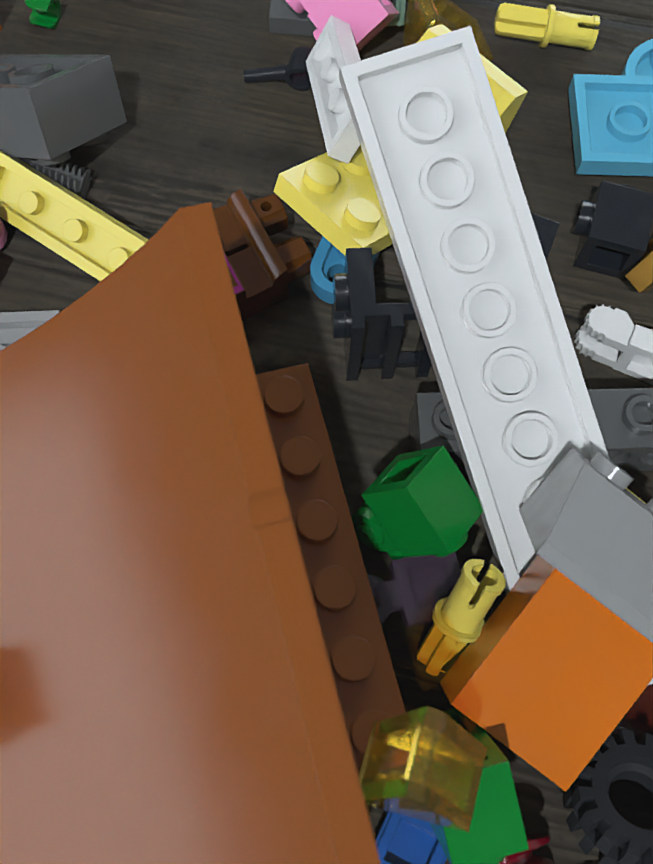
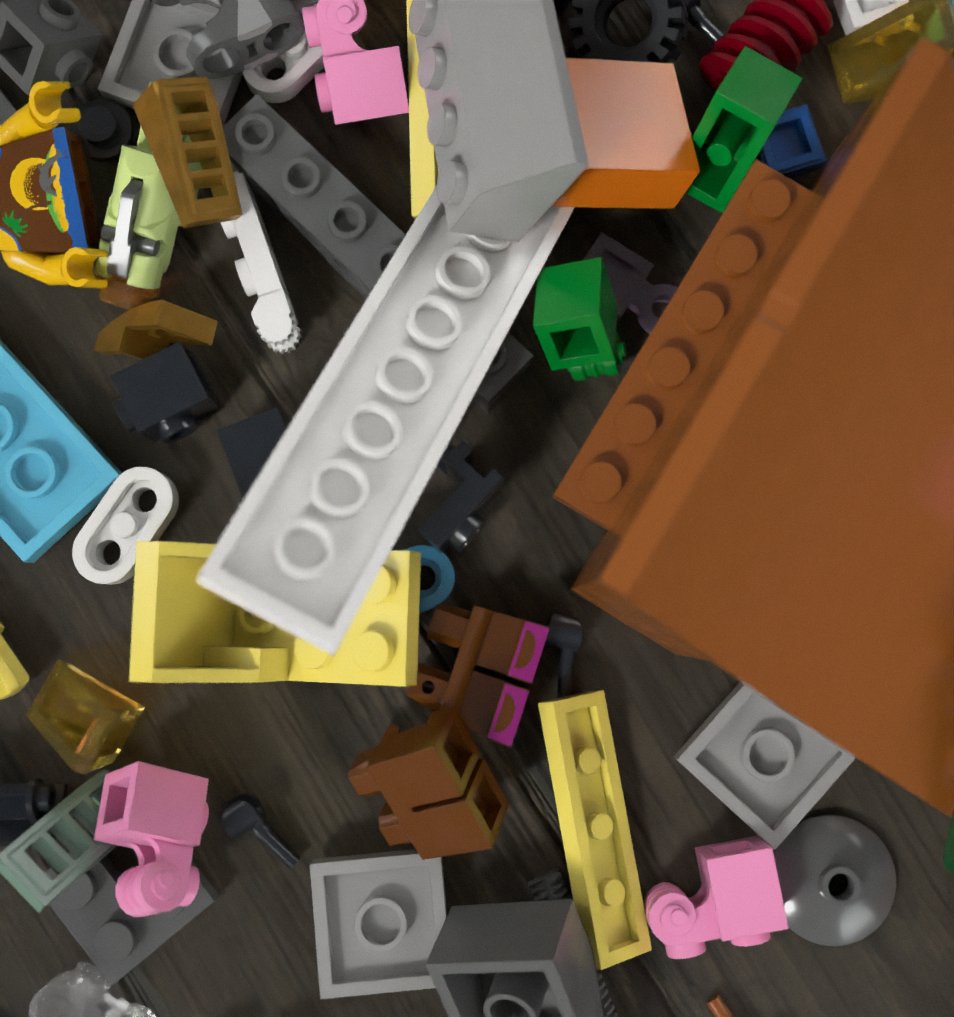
camera: 130 degrees left, 15 degrees up
(168, 81) = (376, 921): none -> light grey plate
(201, 155) = (432, 787): none -> reddish brown hips
(331, 51) = (262, 727): white plate -> none
(423, 768) = (787, 131): clear yellow slope -> none
(460, 617) = (621, 227): light yellow axle -> none
(546, 150) = (123, 522): none -> white plate

